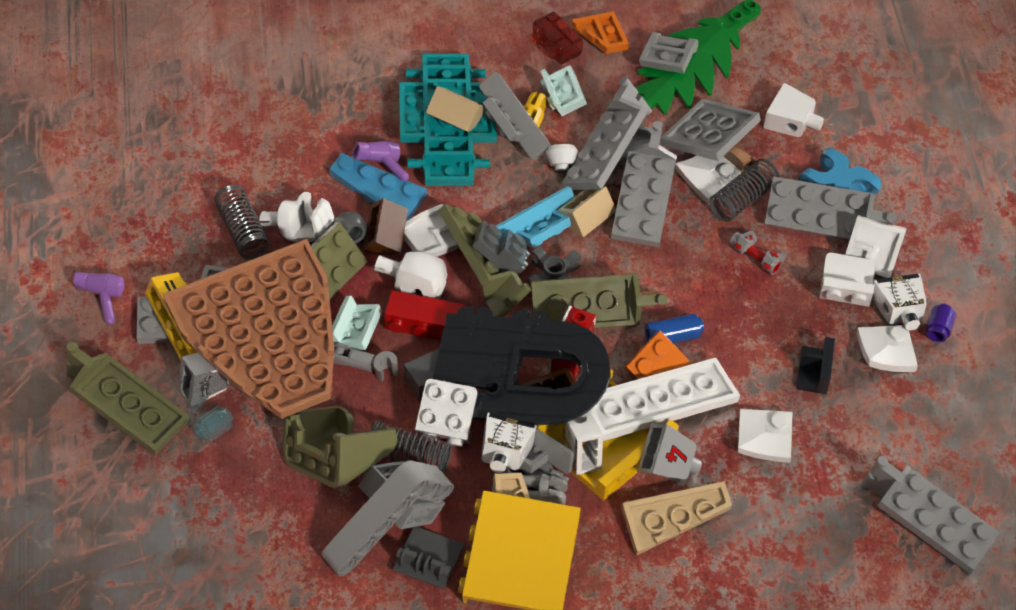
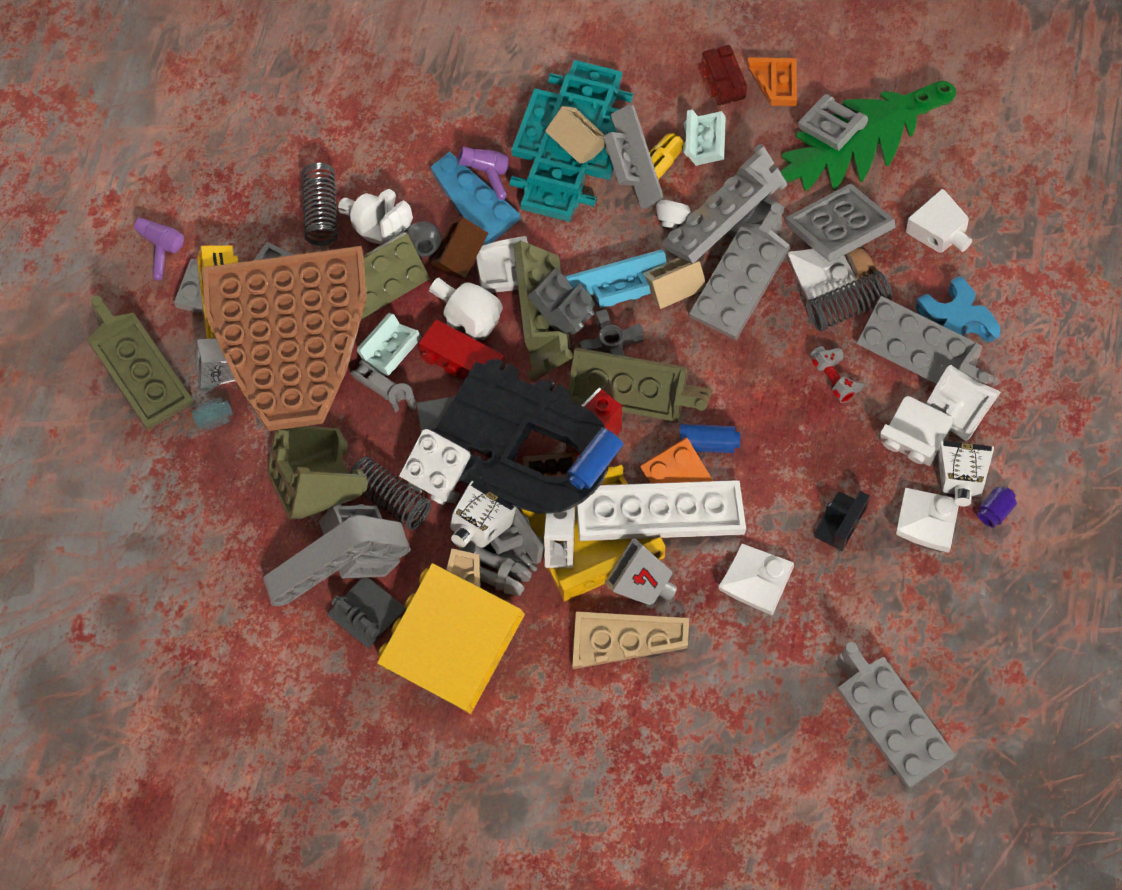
camera: 25 degrees right, 10 degrees up
(599, 359) = (594, 459): none -> blue brick

